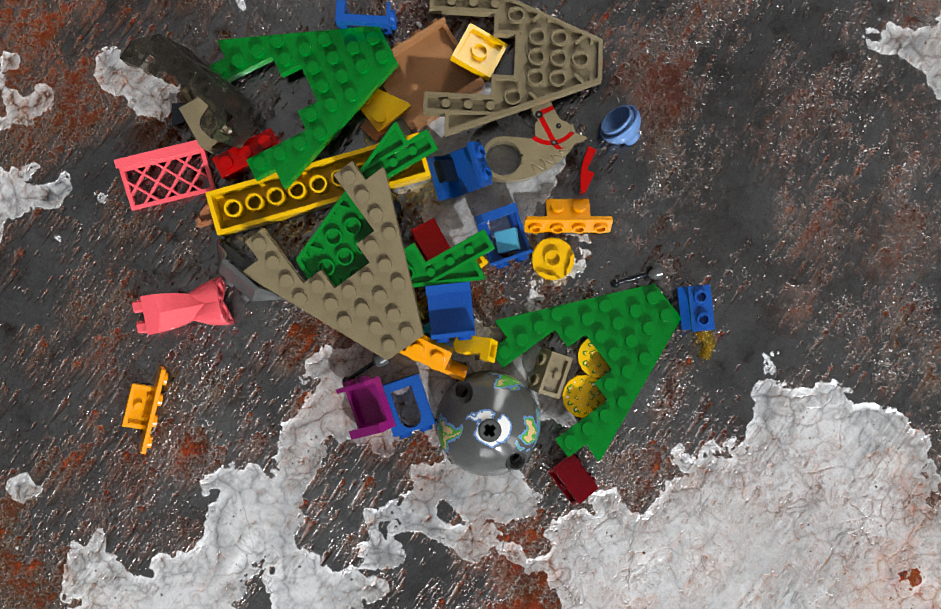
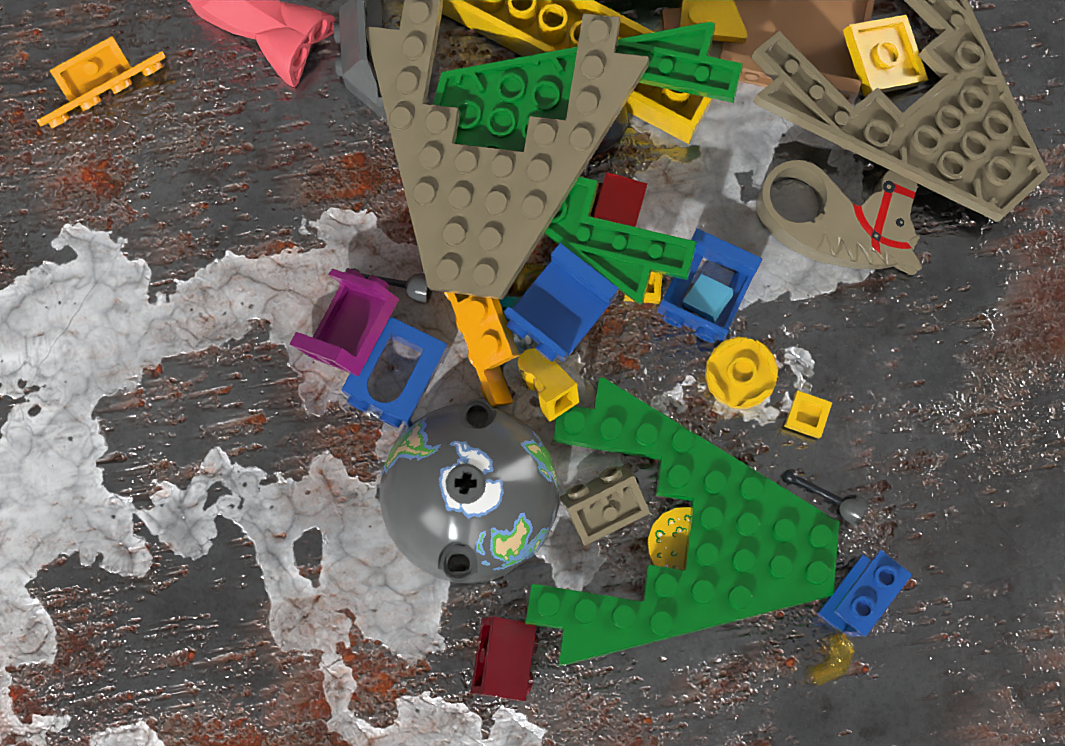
camera: 45 degrees right, 10 degrees down
(446, 170) = (715, 146): black tile -> none
(470, 168) = (730, 163): blue panel -> none
(568, 217) = (807, 342): light orange bracket -> none
(581, 395) = (616, 568): yellow tile -> none
(584, 175) = (878, 312): red slope -> none
(598, 250) = (808, 414): none -> yellow plate
(621, 125) = (977, 295): medium blue piece -> none

